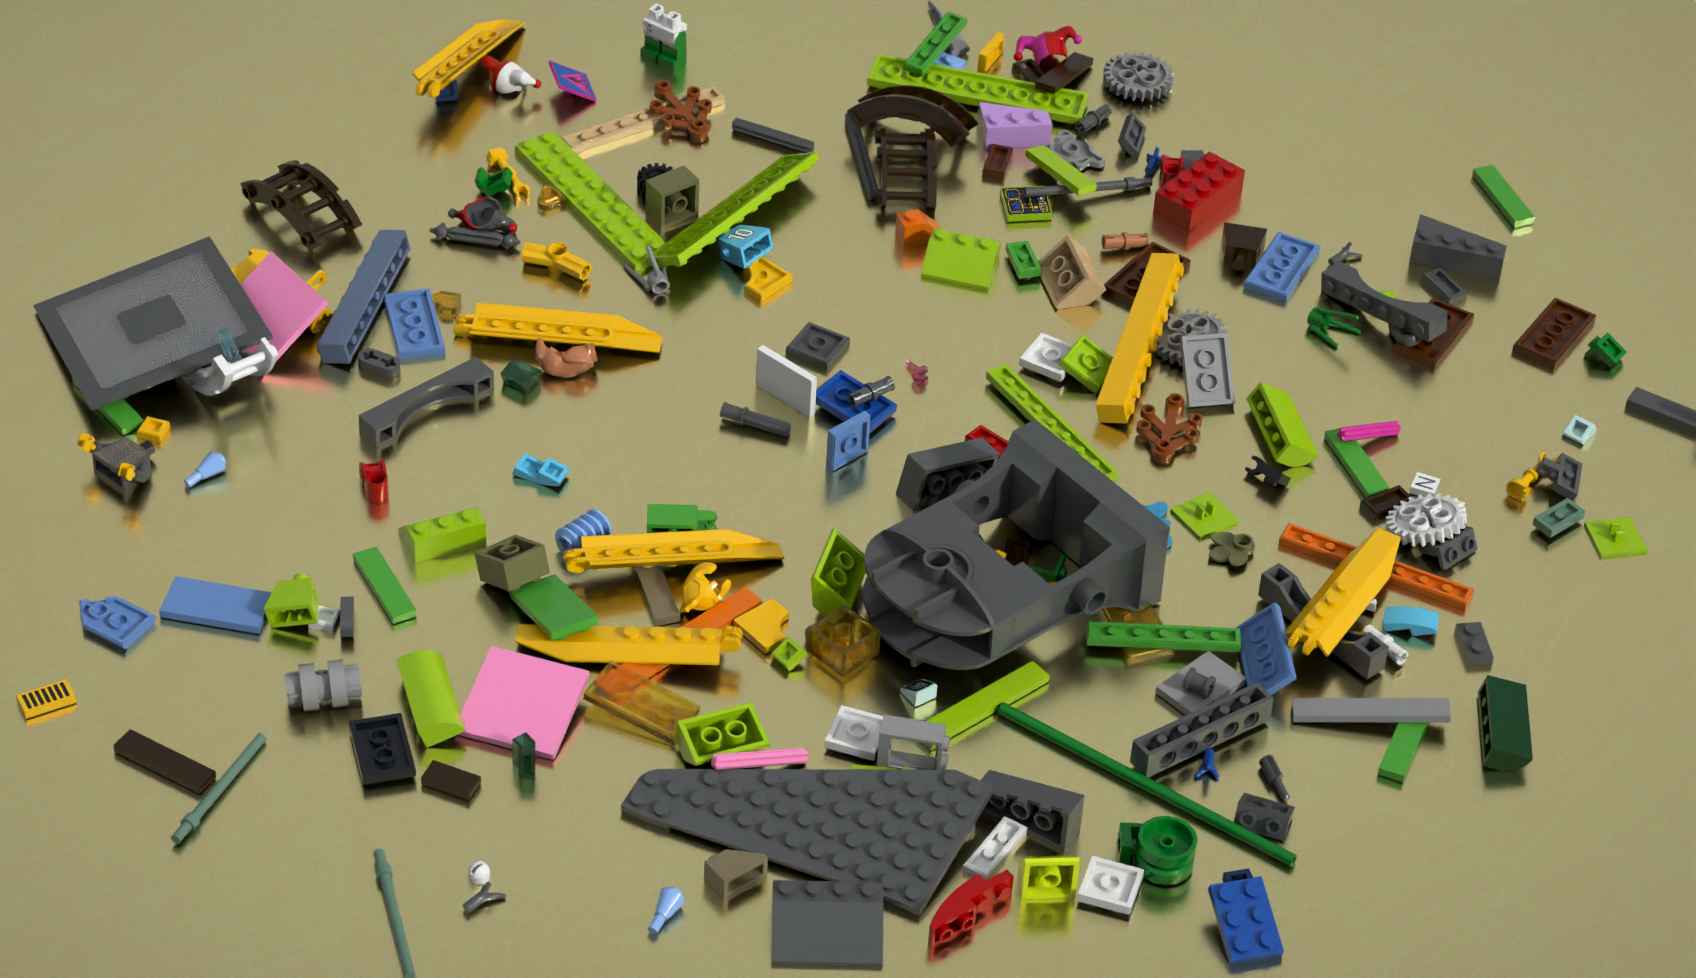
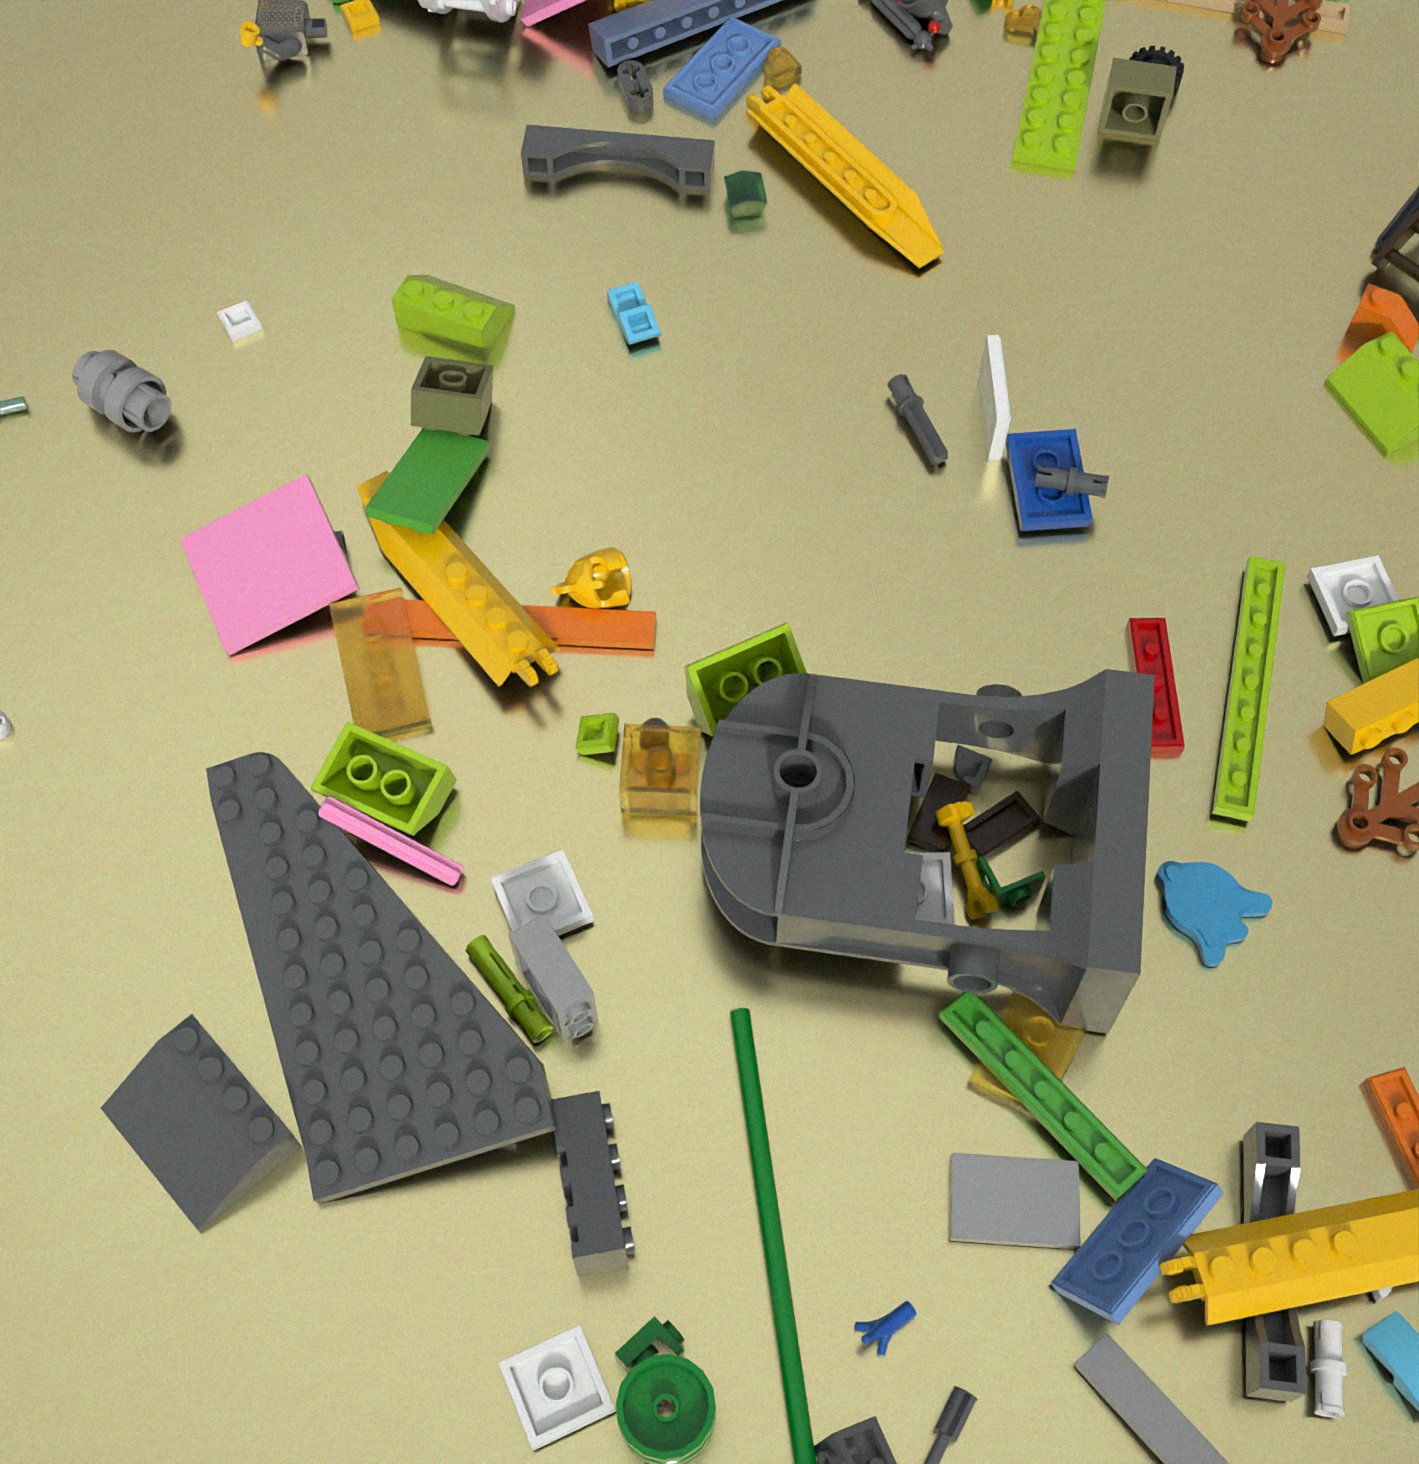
camera: 50 degrees right, 20 degrees up
(115, 620) = (75, 182): medium blue tile -> none
(211, 465) = (350, 84): light blue cone -> none
(215, 605) = (173, 232): medium blue tile -> none
(293, 603) = (224, 280): lime torso -> none
(347, 617) = (251, 334): dark grey beam -> none
(375, 481) = (466, 206): red piece -> none
(382, 748) = (93, 505): black plate -> none
(384, 585) = (334, 327): bright green tile -> none
(430, 696) = (197, 483): lime brick -> none
(451, 780) = (108, 594): dark brown tile -> none
(524, 755) = (191, 627): clear green piece -> none
(556, 259) = (942, 89): yellow piece -> none
(565, 364) = (806, 213): nougat animal -> none
(588, 524) = (572, 416): light blue piece -> none
(656, 281) = (1015, 184): light grey plant -> none
(657, 595) = (573, 534): dark tan tile -> none
(668, 549) = (632, 509): yellow hinge -> none
(668, 903) = (93, 934): light blue cone -> none
(678, 518) = (680, 479): bright green hinge -> none
(733, 209) = (1191, 155): lime plate -> none
(734, 870) = (195, 956): dark tan slope -> none
(744, 244) = (1155, 206): medium azure torso -> none
(763, 625) = (620, 673): yellow tile -> none
(765, 279) = (1140, 262): yellow tile -> none
(772, 135) = (1351, 103): dark grey axle -> none
(817, 346) = (1099, 381): dark grey tile -> none
(848, 441) = (971, 522): medium blue tile -> none
(919, 372) = (1172, 500): clear pink hand -> none
(920, 691) = (677, 905): light aqua slope -> none
(943, 469) = (1043, 642): dark grey wedge -> none
(960, 907) = (346, 1246): red slope -> none
(991, 697) = (726, 986): lime tile -> none
(995, 848) = (500, 1197): white tile -> none
(1048, 877) = (496, 1298): neon yellow slope -> none
(1199, 682) = (998, 1203): dark grey bush -> none
(1201, 730) = (924, 1276): dark grey brick -> none
(1204, 515) = (1308, 961): lime piece -> none
(1231, 547) = (1279, 1037): olive plate -> none

